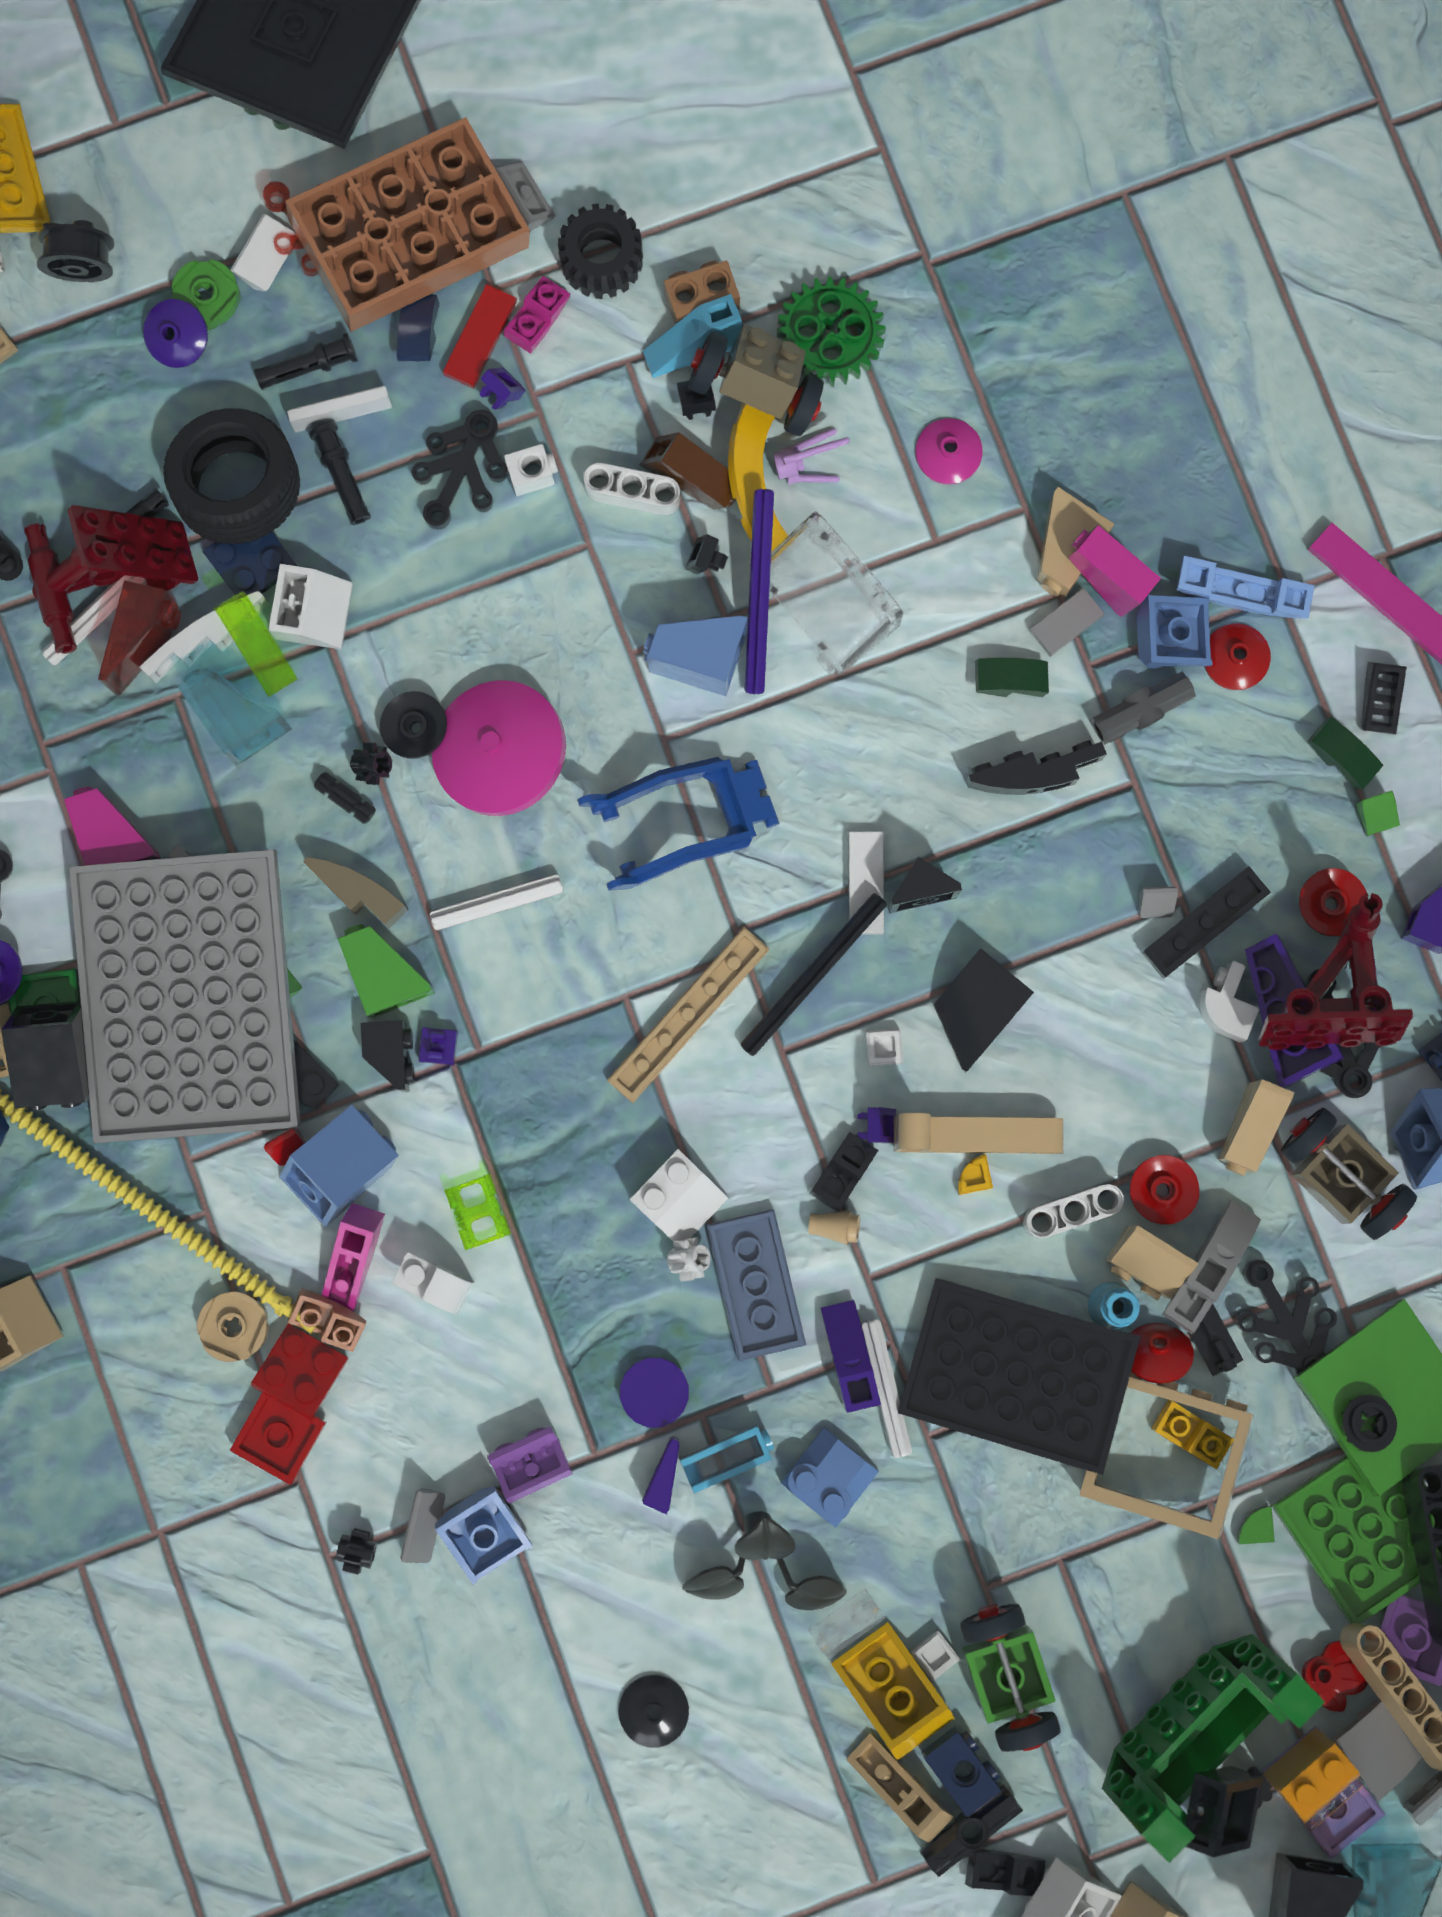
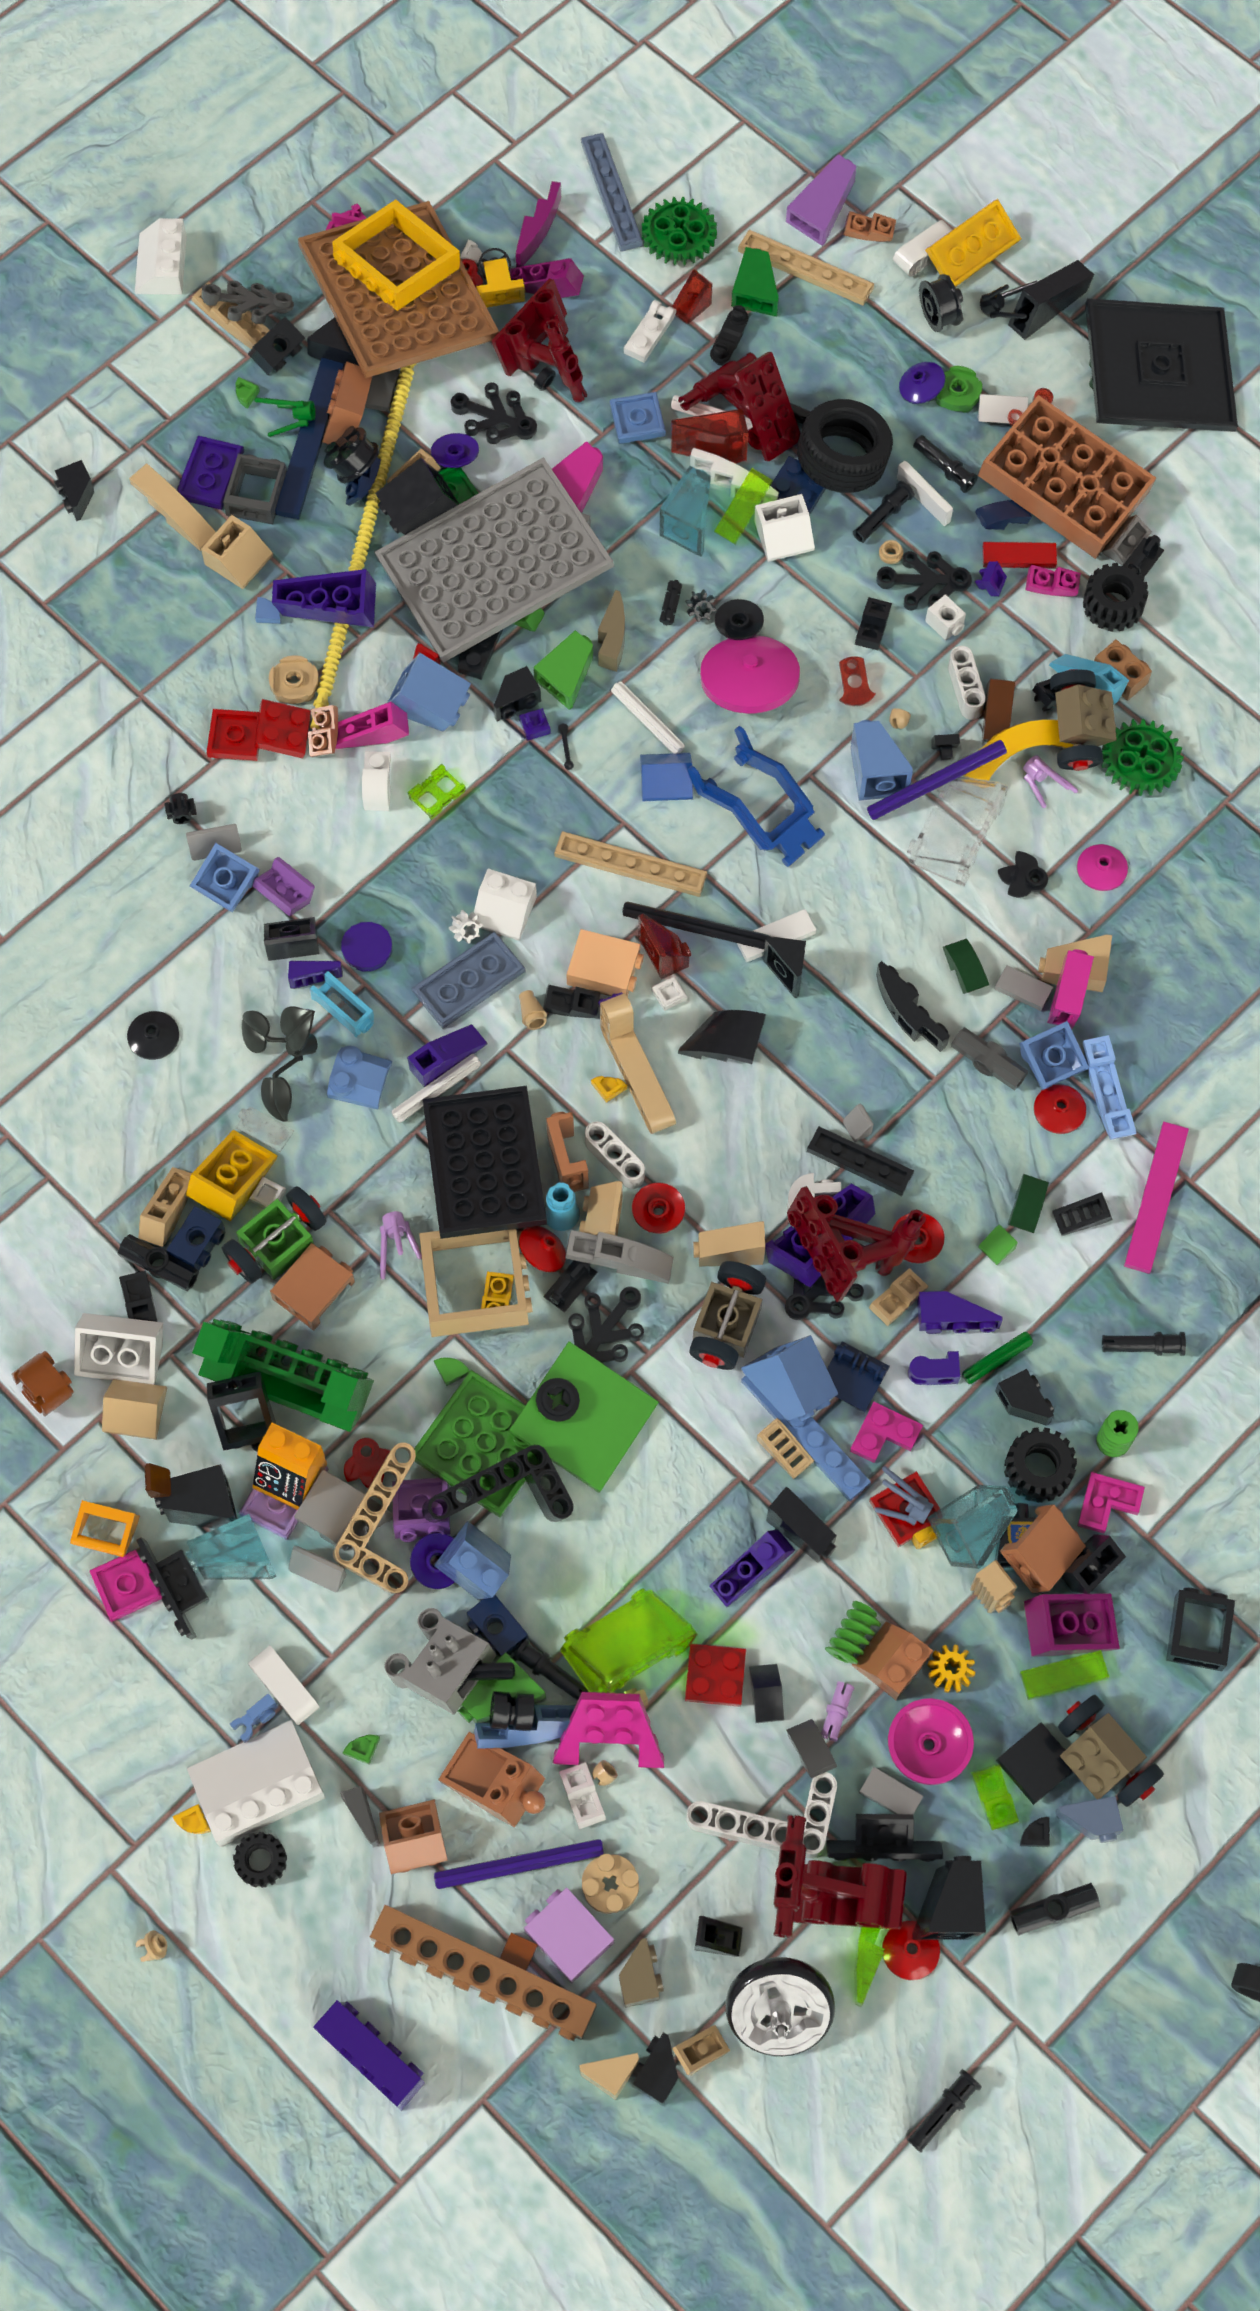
camera: 65 degrees right, 15 degrees down
(52, 715) = (637, 417): none -> medium blue plate
(102, 184) = (994, 302): none -> black plant
(113, 1319) = (266, 612): none -> medium blue tile
(130, 113) = (1050, 297): none -> black slope
(147, 1228) = (328, 597): none -> dark purple wedge
(395, 484) = (891, 546): none -> tan plate
(461, 1013) = (563, 729): none -> black hinge
(492, 561) = (873, 623): none -> black slope
(556, 190) = (1145, 555): none -> black hinge
(585, 624) = (859, 695): none -> clear red piece
(587, 915) = (666, 777): none -> slope
(598, 1483) = (291, 939): none -> black slope
(642, 595) = (899, 718): none -> tan hinge
(816, 1109) = (604, 964): none -> light nougat brick
(831, 1028) = (662, 947): none -> clear red slope
(917, 553) = (1020, 876): none -> black plate
(1048, 1518) = (394, 1227): none -> lavender plant
(1084, 1650) = (312, 1285): none -> nougat panel
(1087, 1278) = (561, 1126): none -> nougat panel
(1393, 960) = (898, 1297): none -> tan slope

